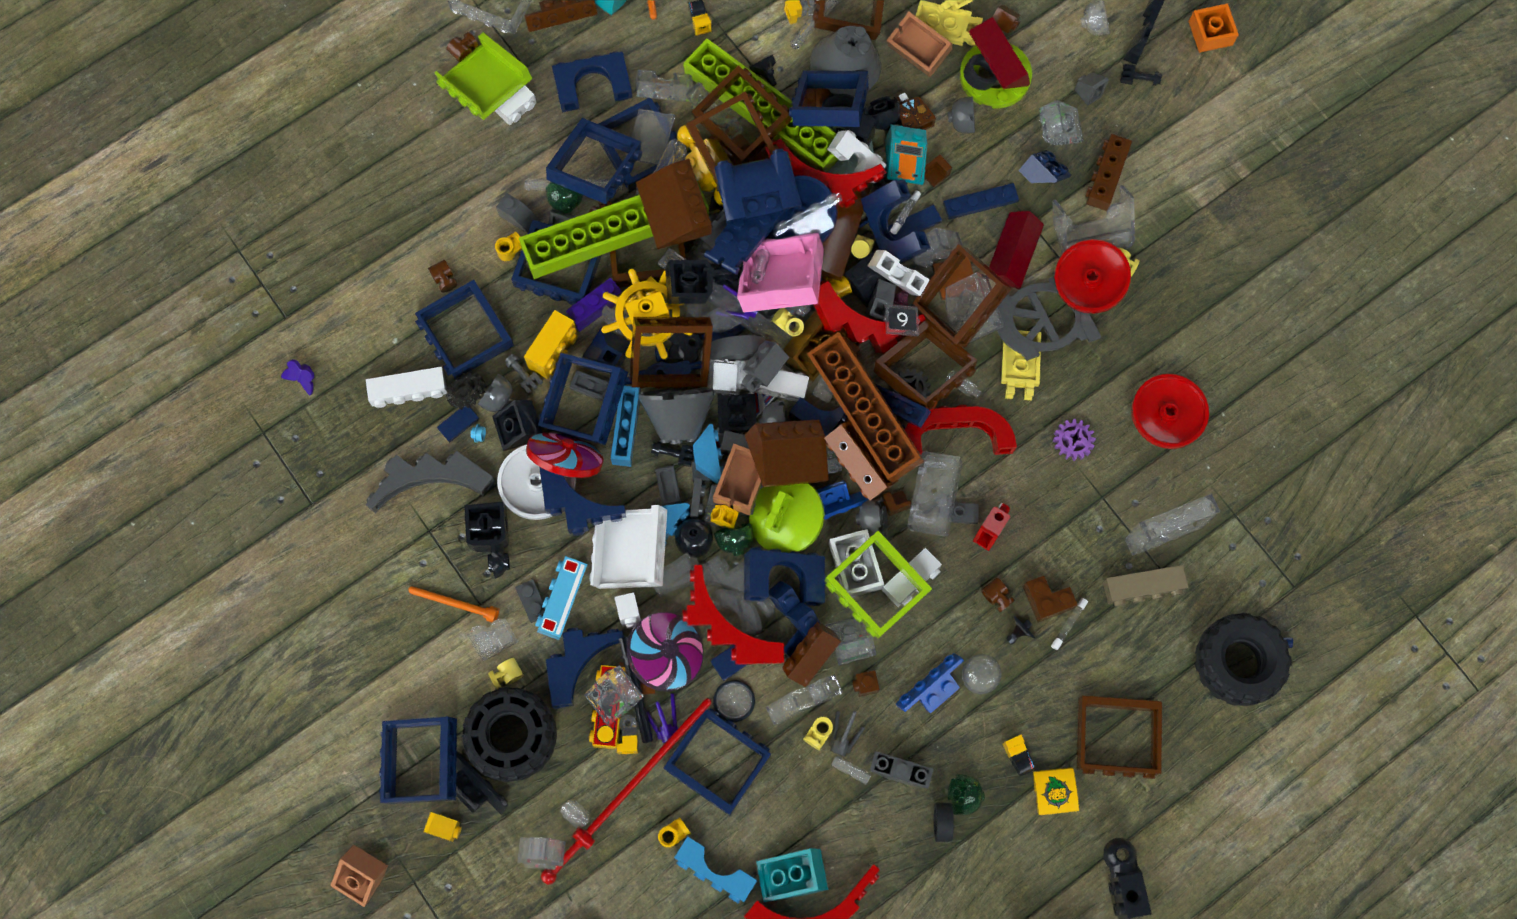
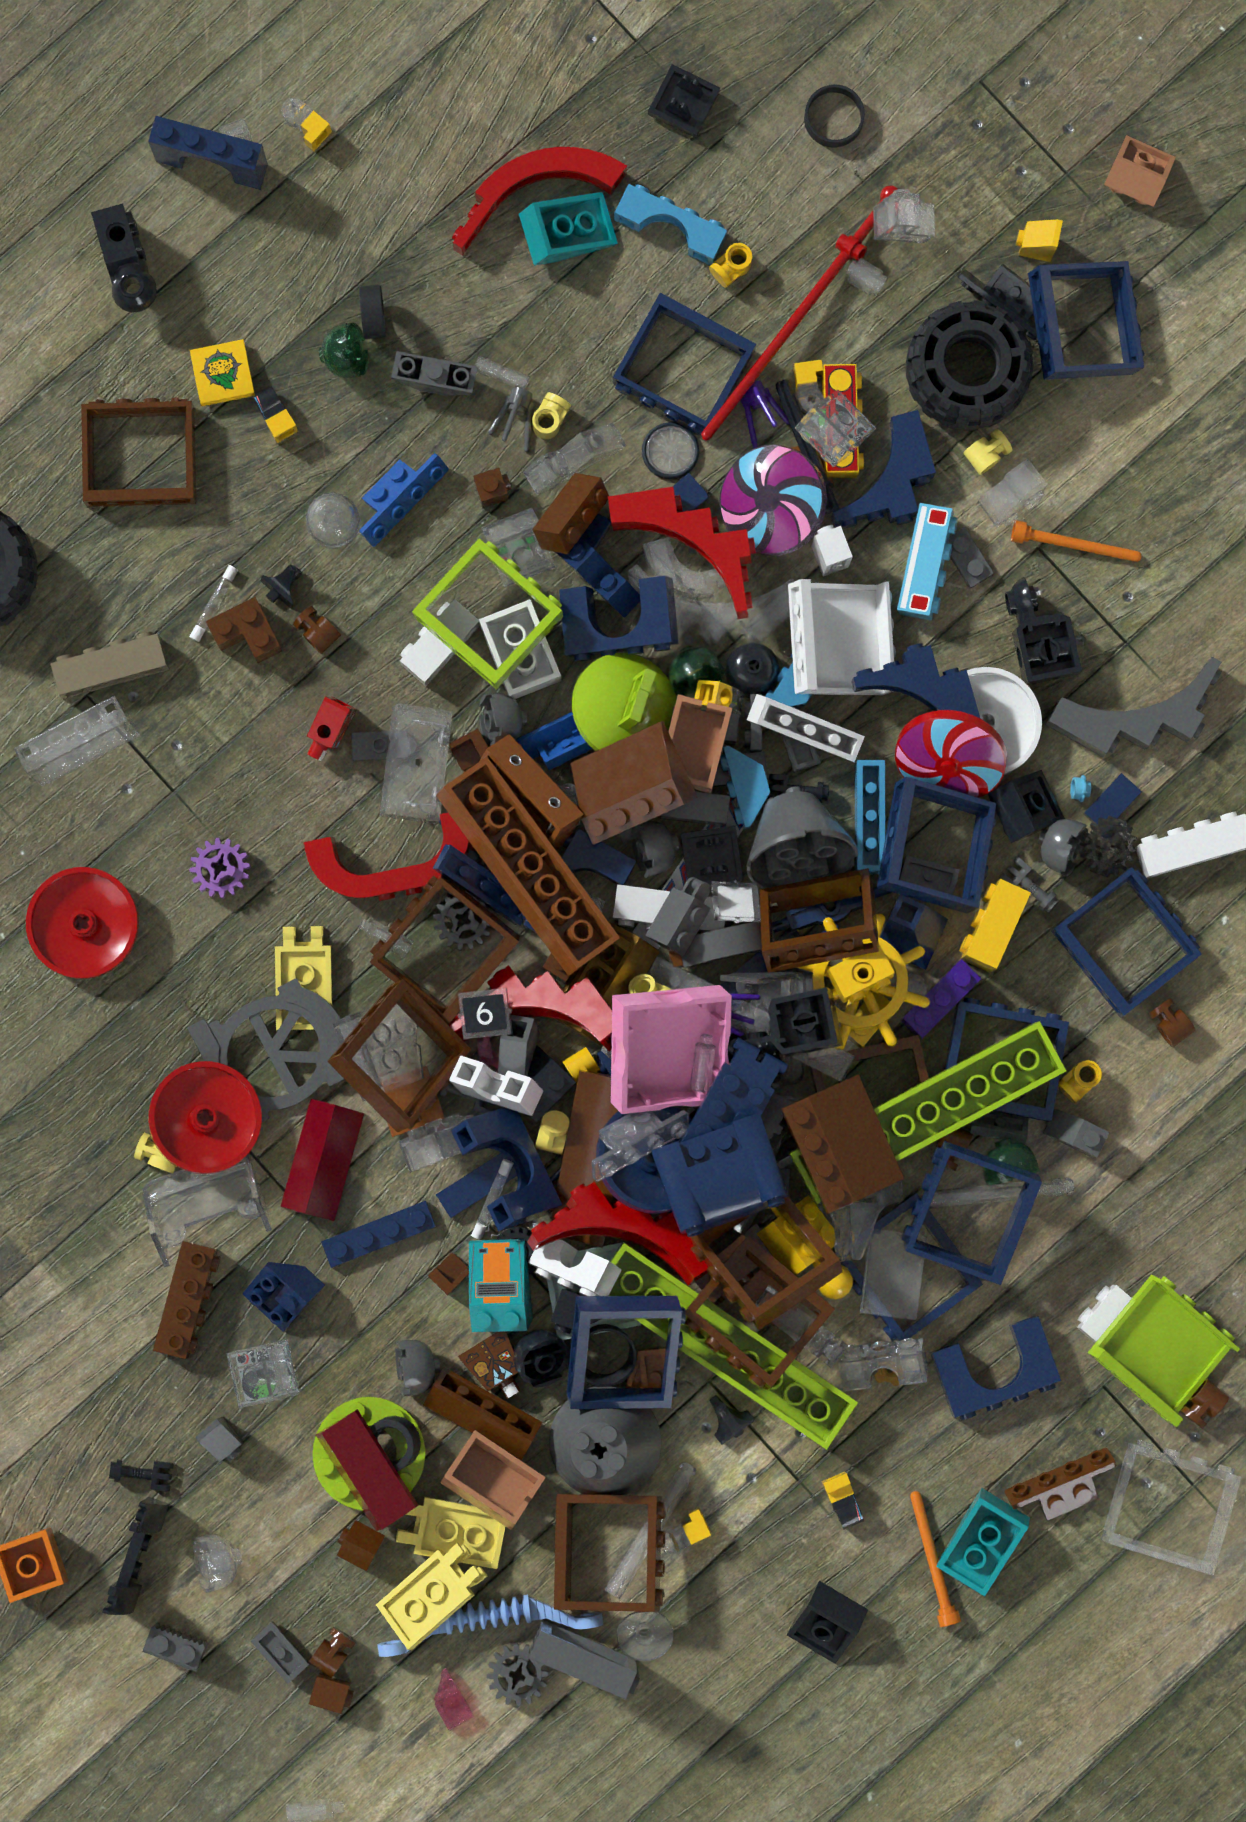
camera: 170 degrees right, 10 degrees up
(663, 486) = (805, 728): none -> white brick
(922, 85) = (482, 1411): none -> reddish brown brick

